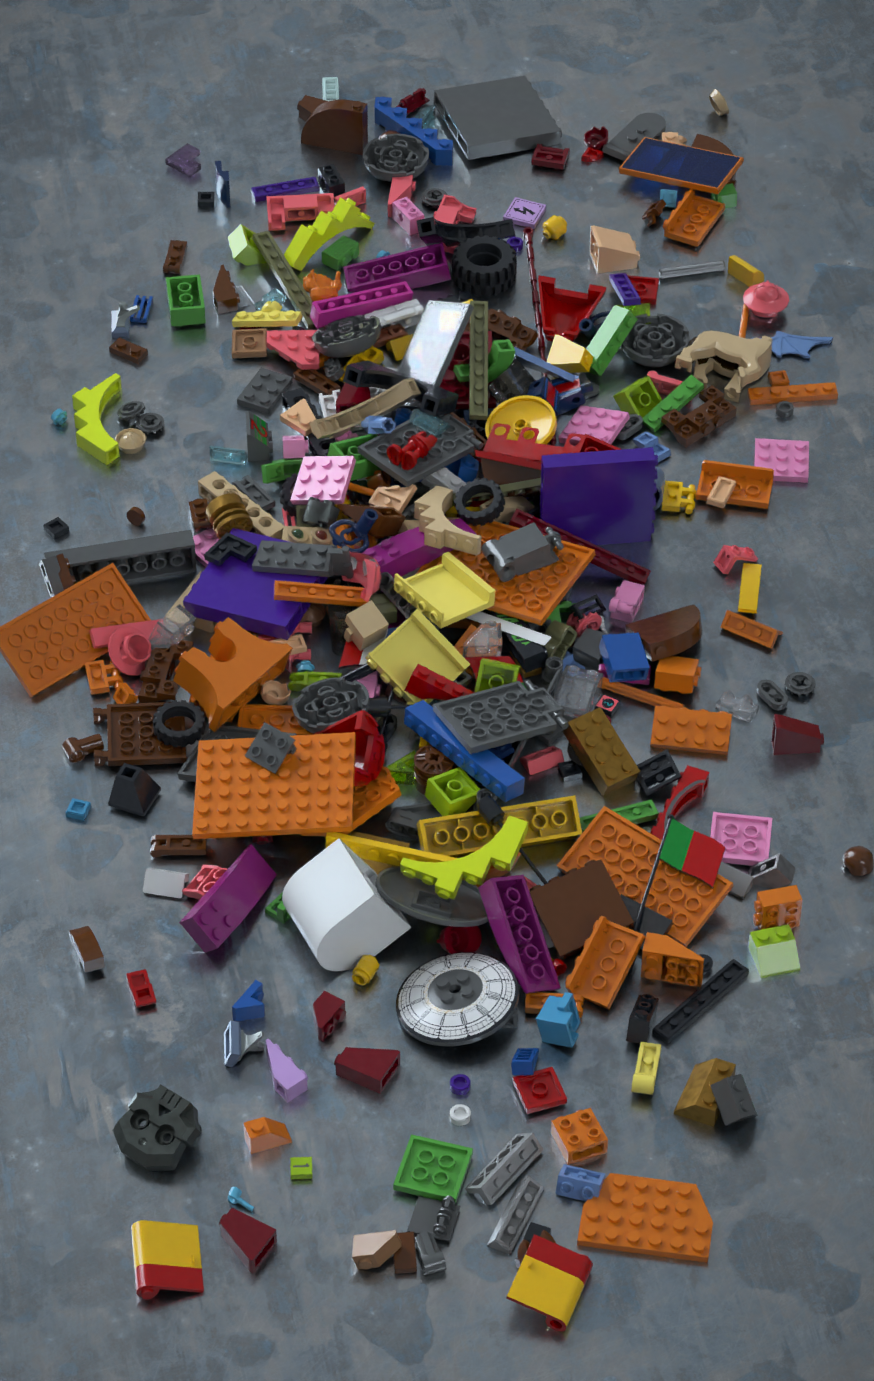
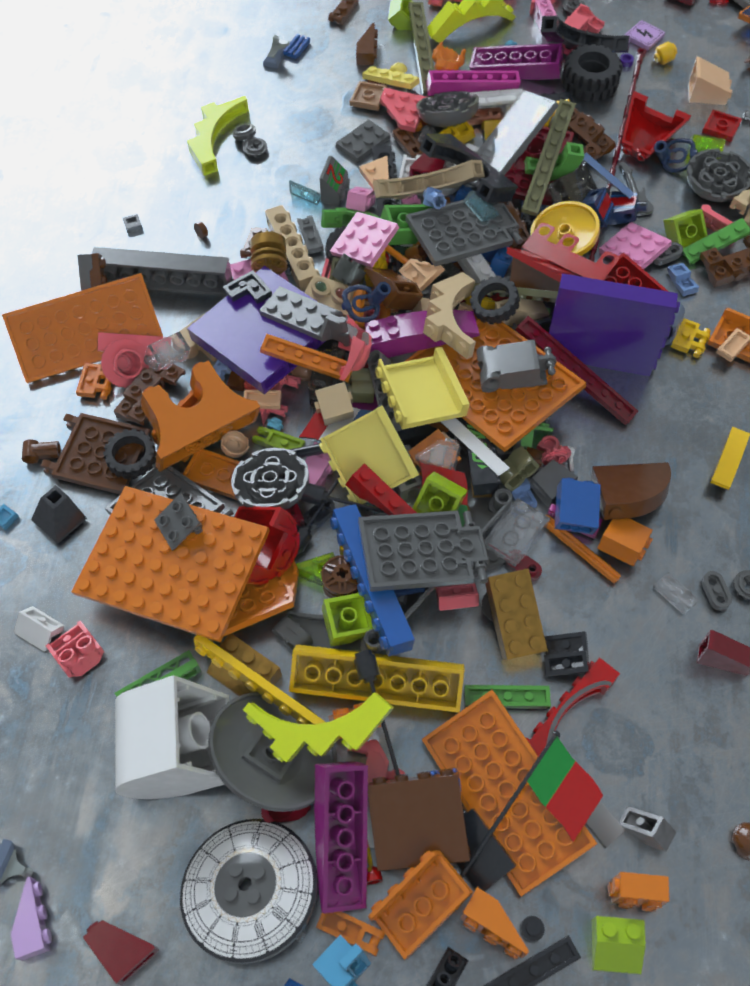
camera: 20 degrees right, 15 degrees up
(59, 416) = (185, 123): medium azure plate -> none
(124, 694) = (103, 406): orange tile -> none
(128, 350) = (269, 79): reddish brown plate -> none
(131, 440) = (231, 158): tan hat -> none
(177, 845) = (63, 588): reddish brown plate -> none
(185, 300) = (332, 46): bright green brick -> none
(229, 900) = (78, 676): magenta slope -> none
(249, 1004) = (36, 816): blue slope -> none
(273, 295) = (406, 59): clear light blue plate -> none
(327, 1012) = (108, 857): dark red slope -> none
(340, 253) = (476, 35): bright green brick -> none
(365, 970) = (174, 810): yellow brick -> none
(418, 443) = (461, 226): red piece -> none
(569, 356) = (635, 172): slope -> none
(569, 771) = (478, 620): black tile -> none
(578, 613) = (551, 439): black tile -> none
(608, 704) = (544, 551): tile -> none
(610, 338) = (675, 166): bright green brick -> none
(624, 289) = (707, 122): dark purple tile -> none
(626, 601) = (604, 438): bright pink hinge -> none
(691, 730) = (619, 609): orange bracket -> none
(730, 554) = (722, 415): coral bracket -> none
(744, 837) = (628, 768): bright pink plate -> none
(750, 629) = (718, 504): orange panel -> none

